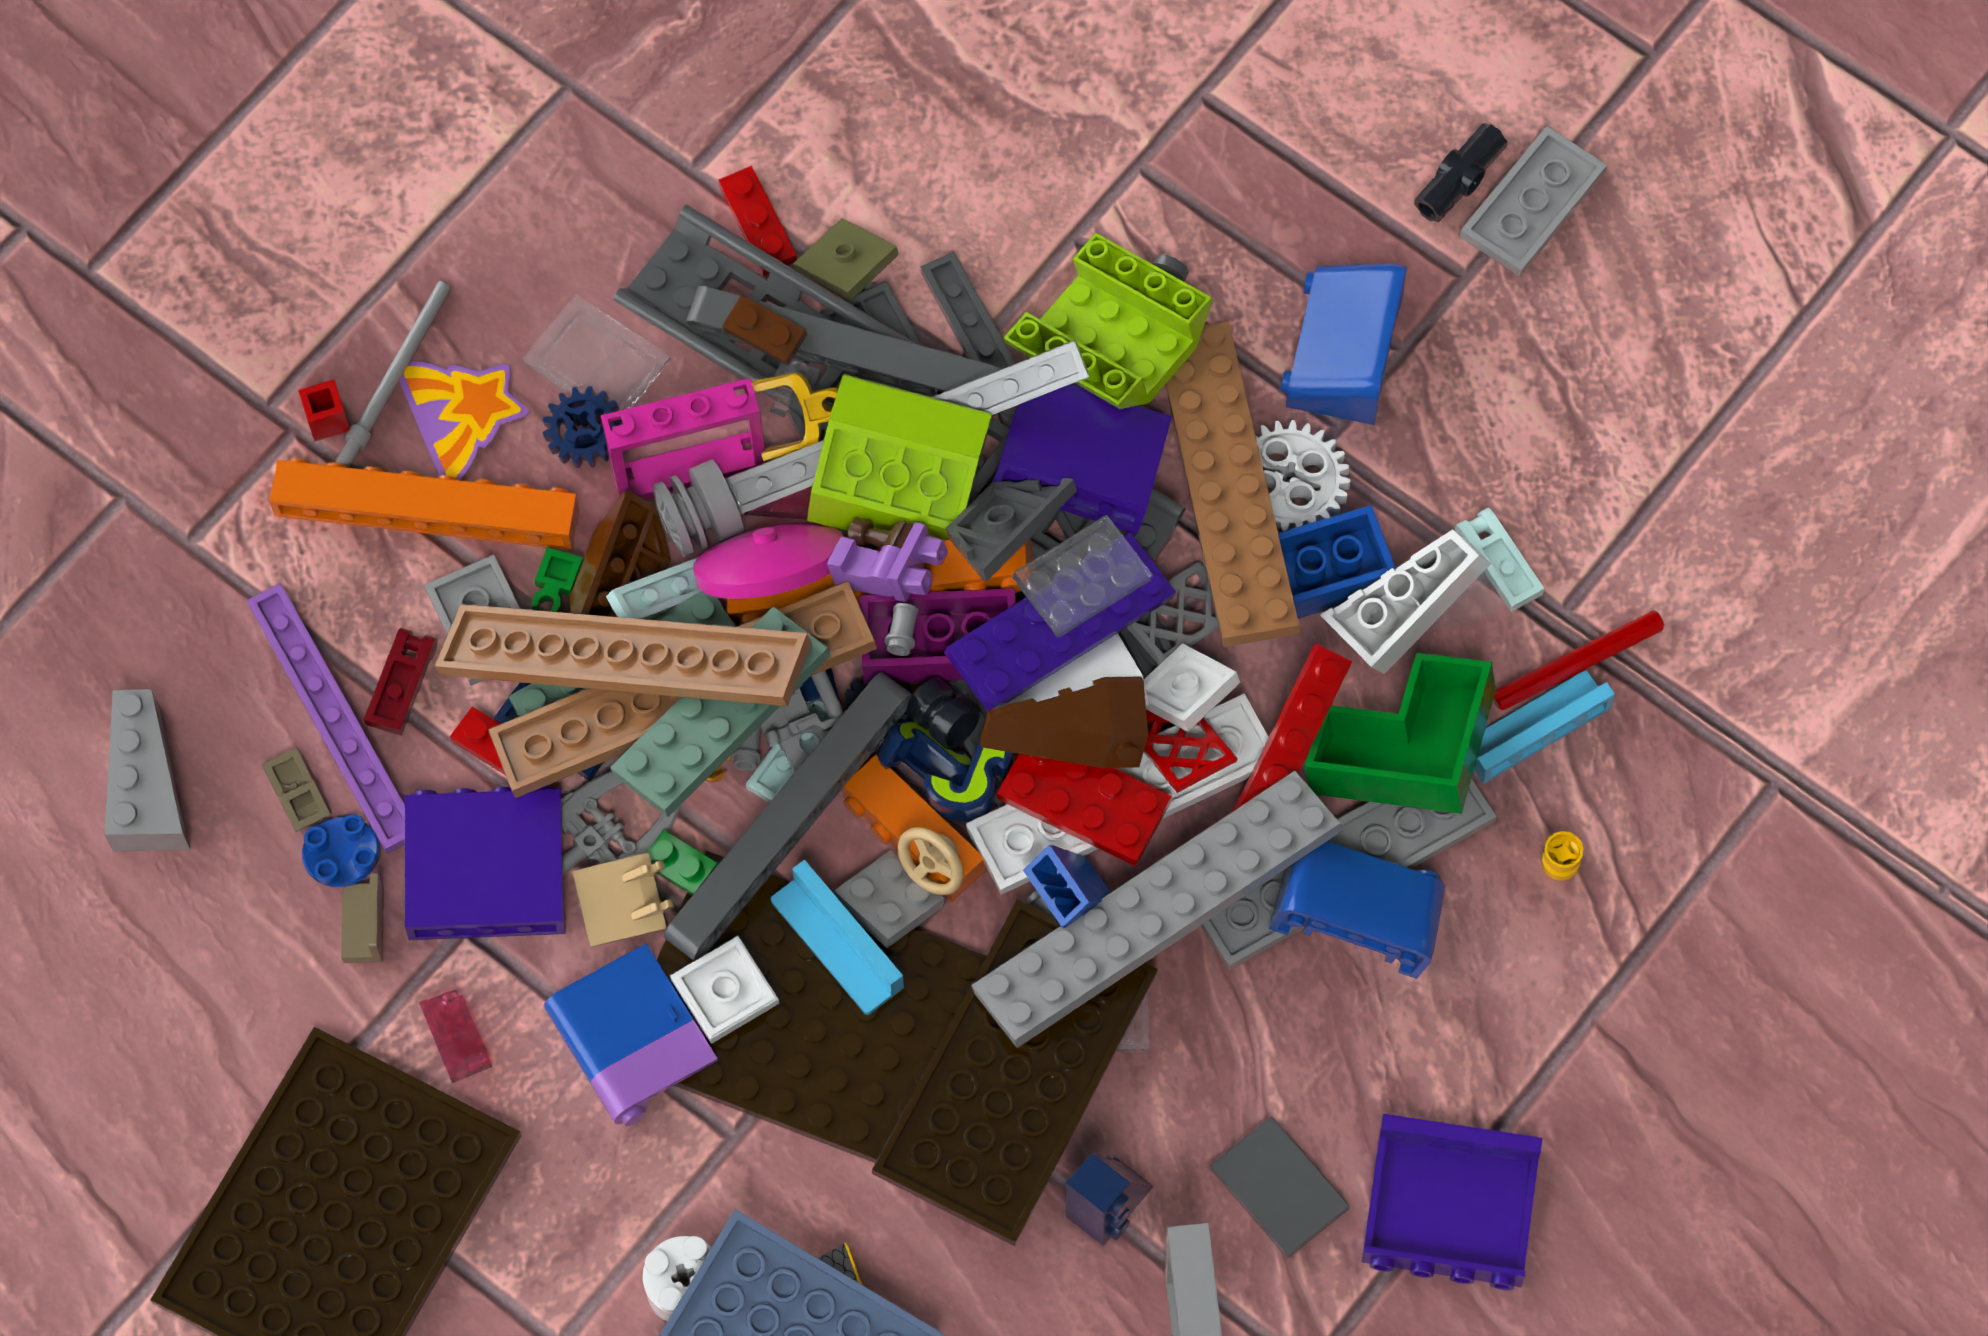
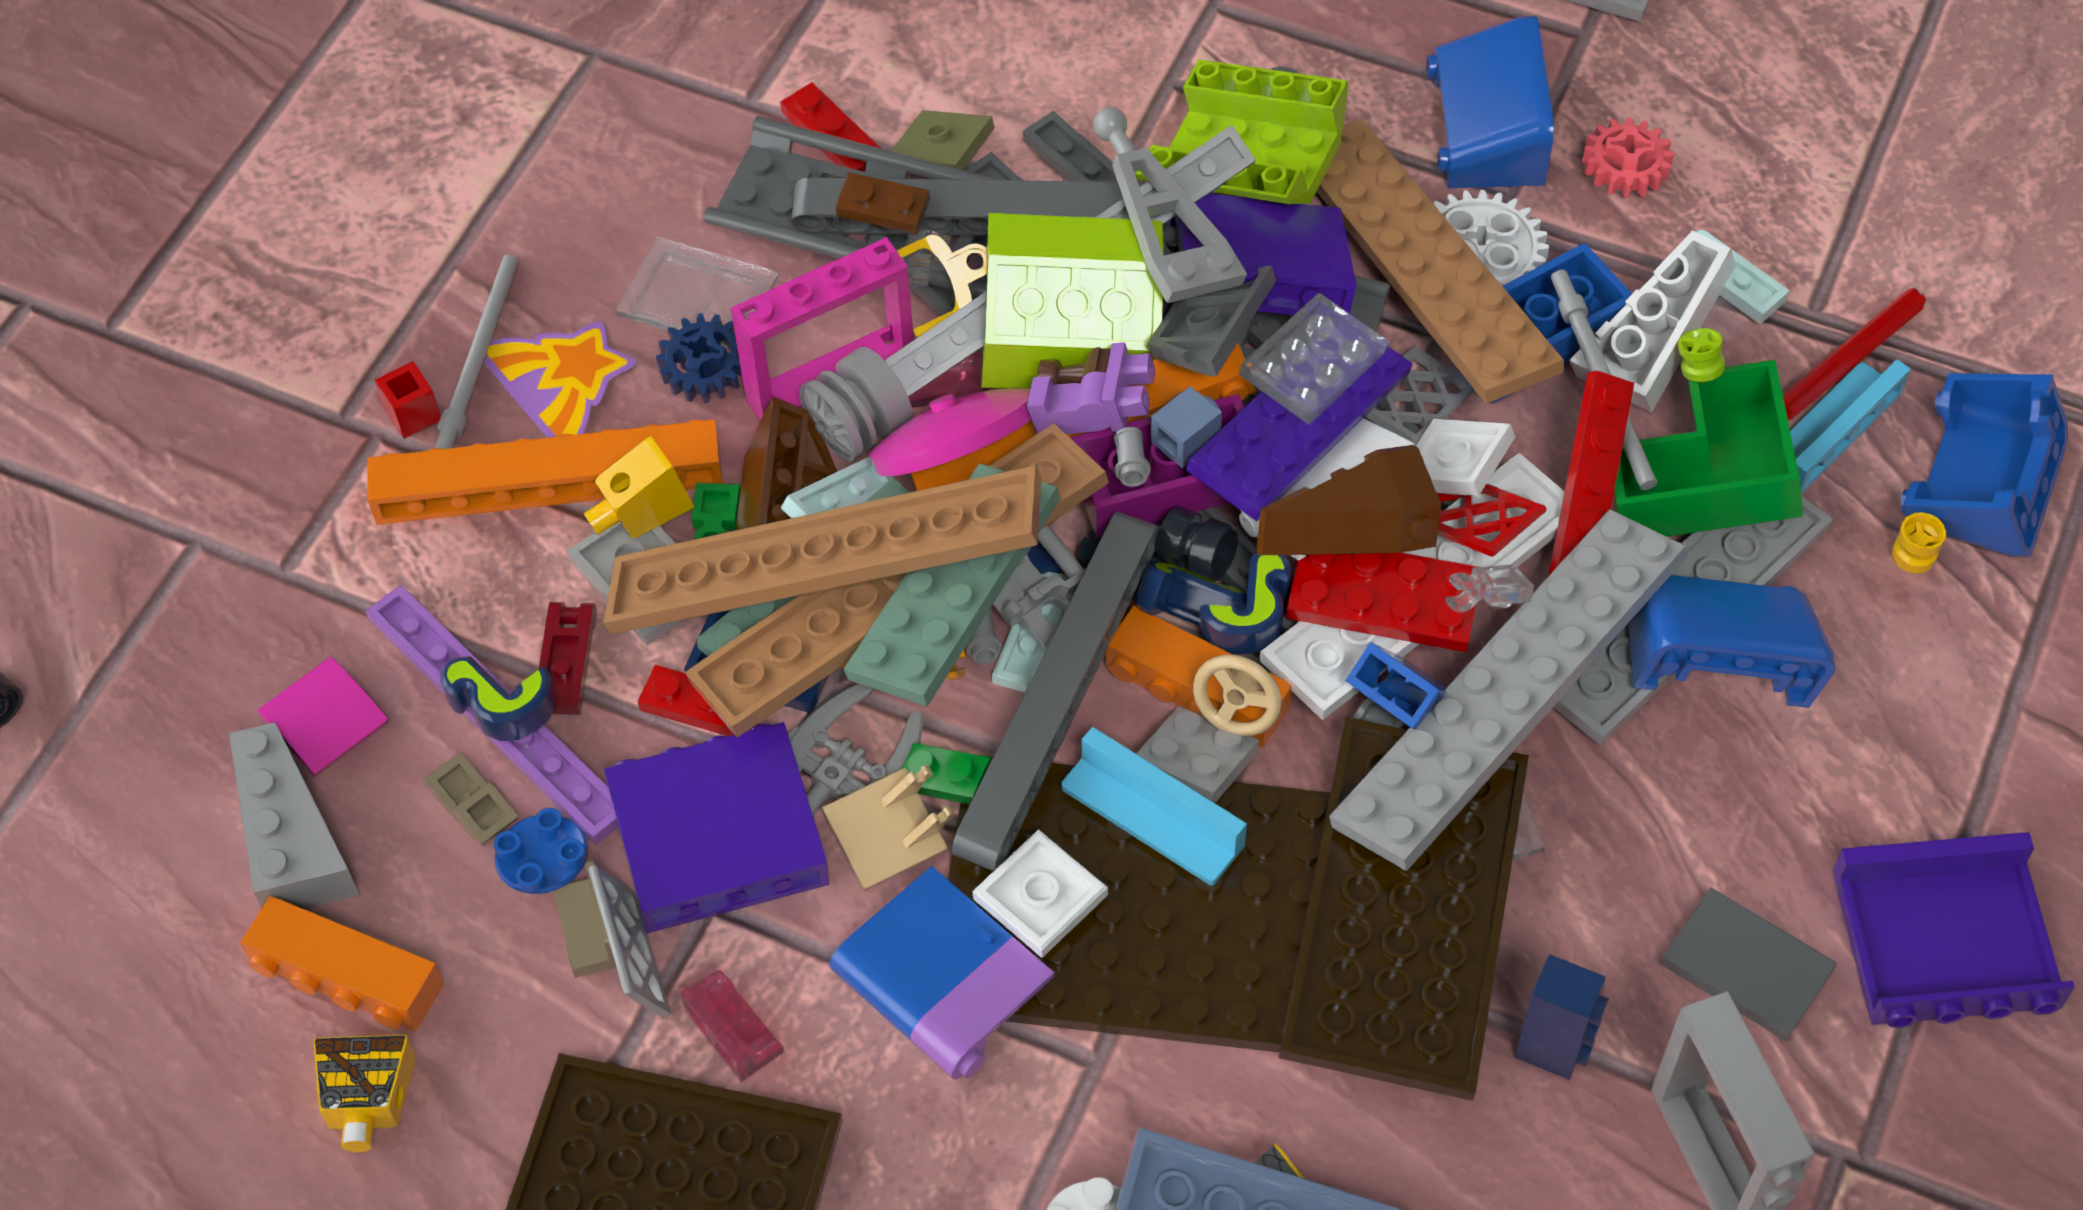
camera: 15 degrees left, 10 degrees down
(157, 1013) = (362, 1084): none -> torso
(162, 908) = (341, 964): none -> orange brick
(192, 686) = (323, 716): none -> dark pink slope
(331, 725) = (495, 711): none -> dark blue animal
(400, 964) = (626, 903): none -> light grey window
(493, 552) = (639, 492): none -> yellow torso
(956, 612) = (1185, 425): none -> sand blue brick
(996, 473) = (1180, 273): none -> light grey plate
(1170, 817) = (1495, 584): none -> clear plate
(1334, 573) = (1575, 313): none -> light grey bar
(1429, 642) = (1701, 354): none -> lime wheel
(1457, 435) = (1627, 157): none -> coral gear
(1656, 799) = (1994, 460): none -> blue windscreen

